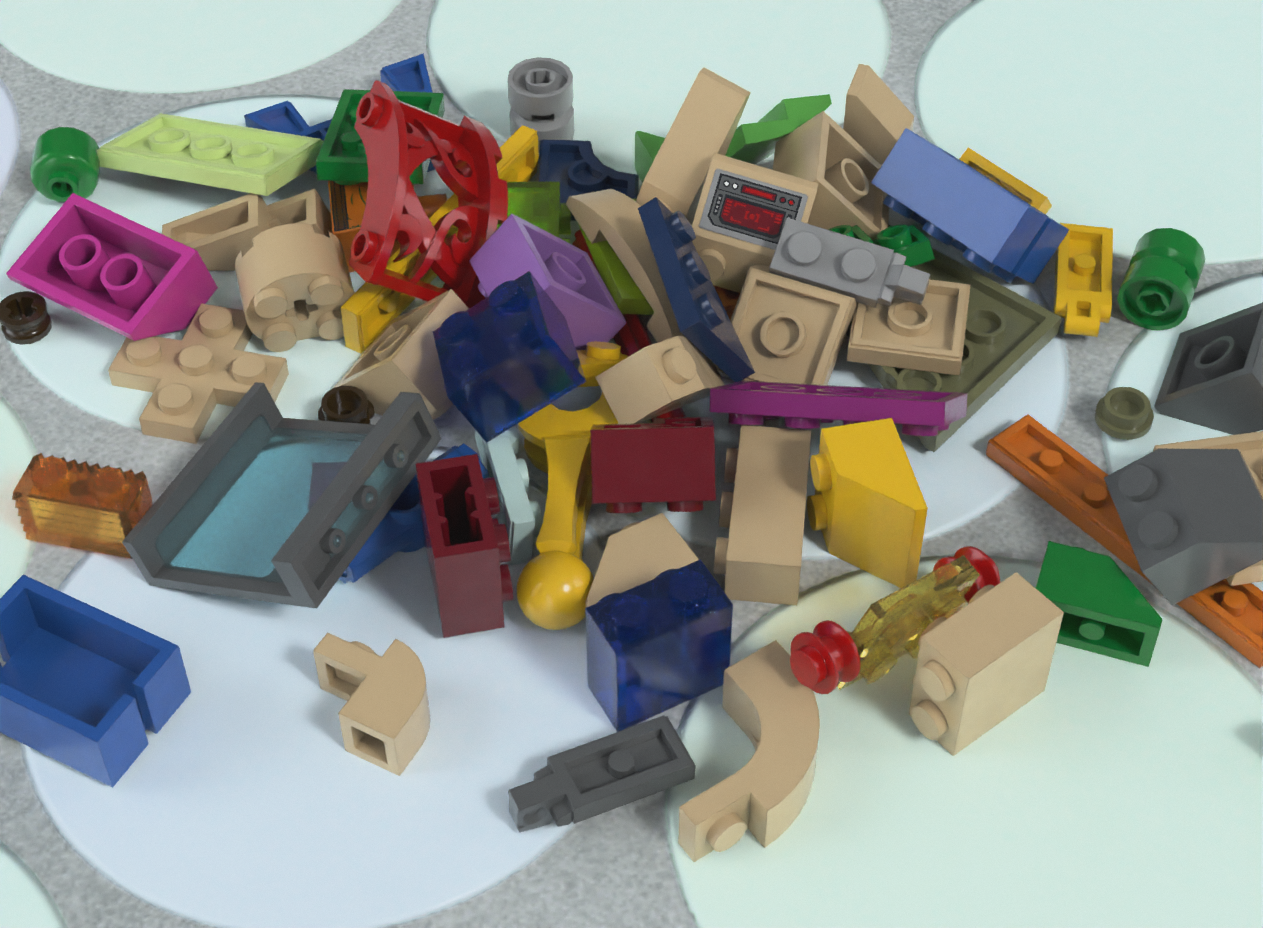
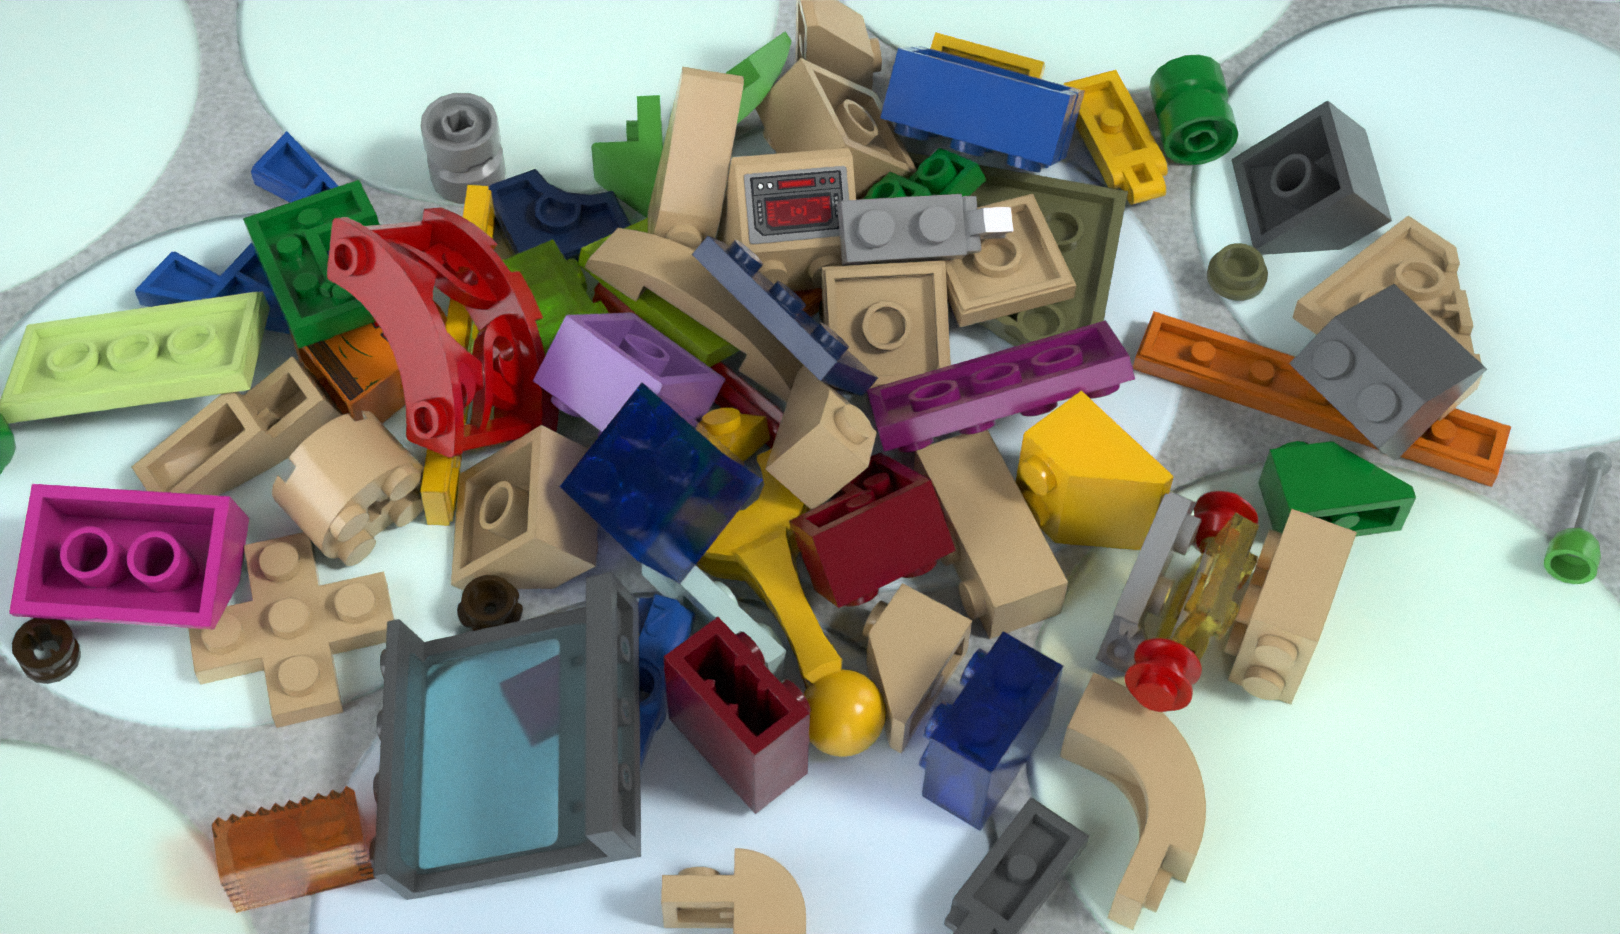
camera: 30 degrees left, 10 degrees up
(900, 560) = (1147, 584): none -> light grey hinge

